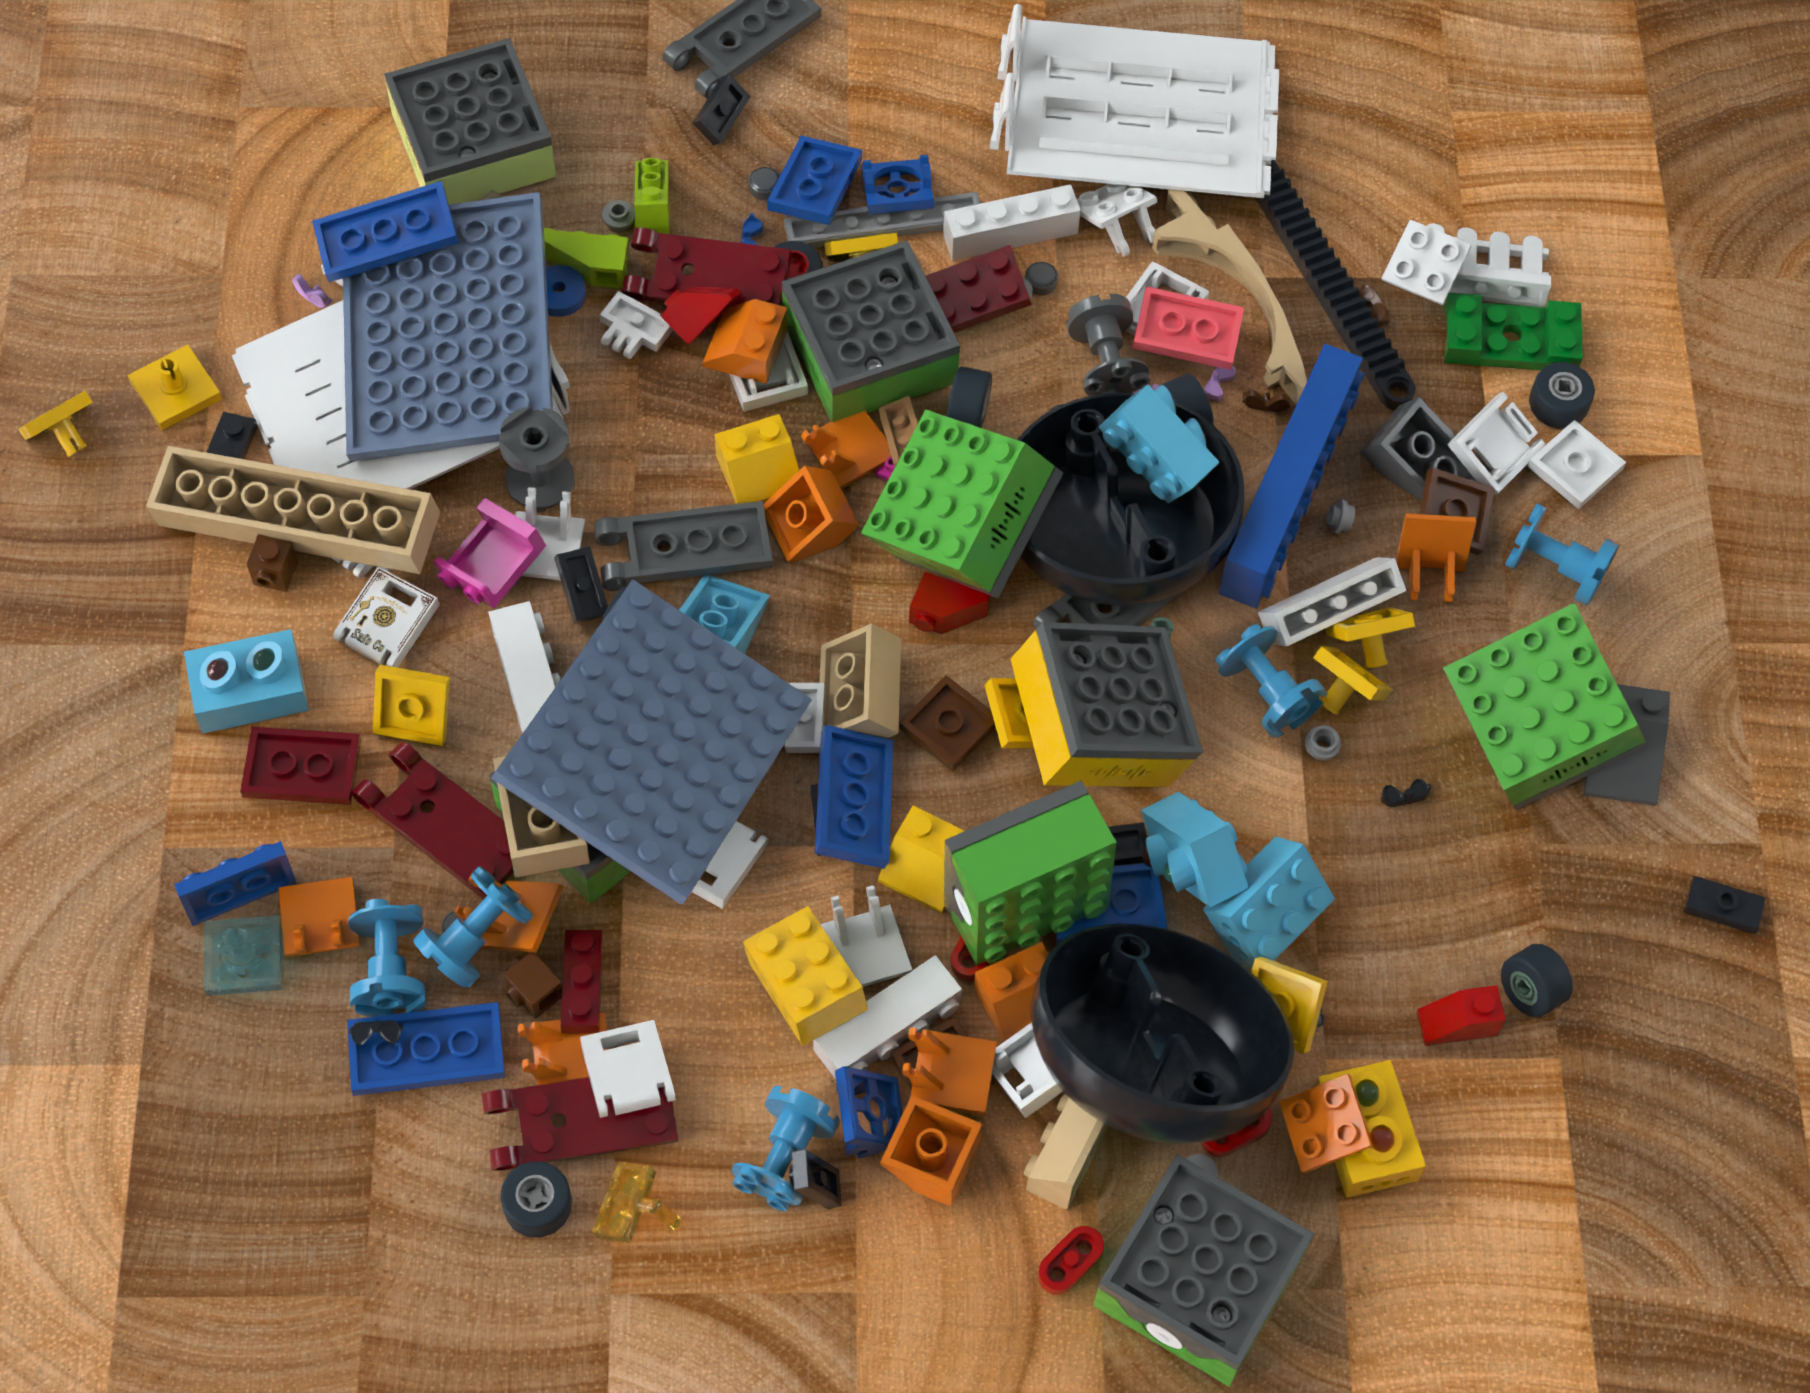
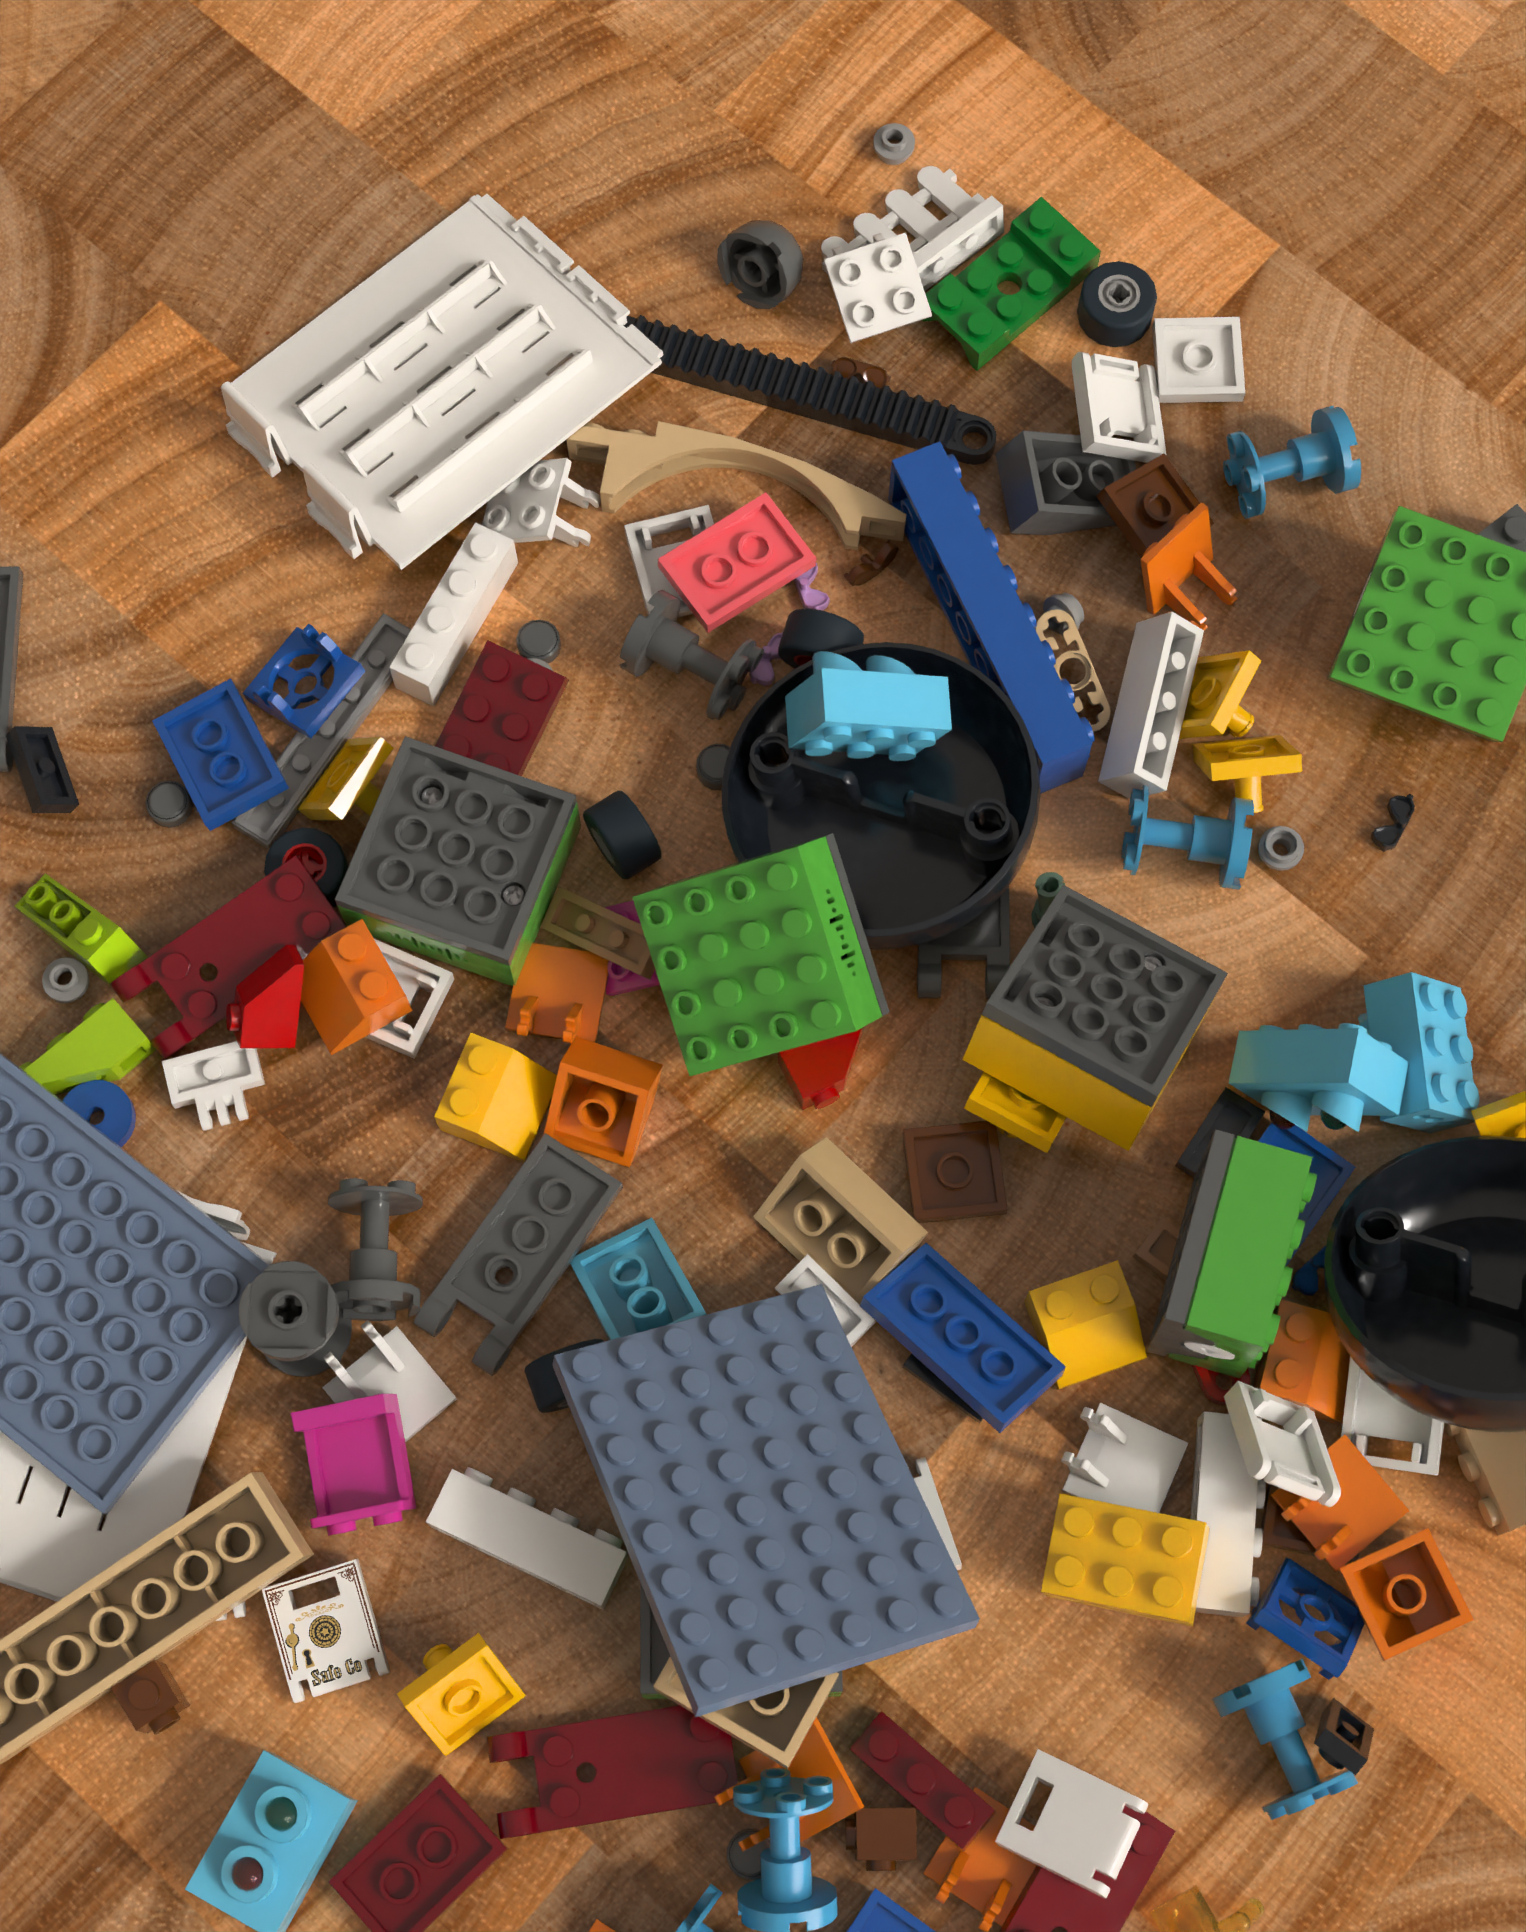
camera: 45 degrees left, 10 degrees up
(581, 584) = (476, 1397): black plate -> none
(593, 481) = (373, 1282): none -> dark grey piece
(751, 227) = (208, 863): blue piece -> none
(943, 1002) = (1284, 1458): none -> white container
(1327, 527) = (1069, 636): none -> tan beam
(1382, 199) = (761, 263): none -> dark grey cylinder
(1532, 217) = (894, 153): none -> light grey plate

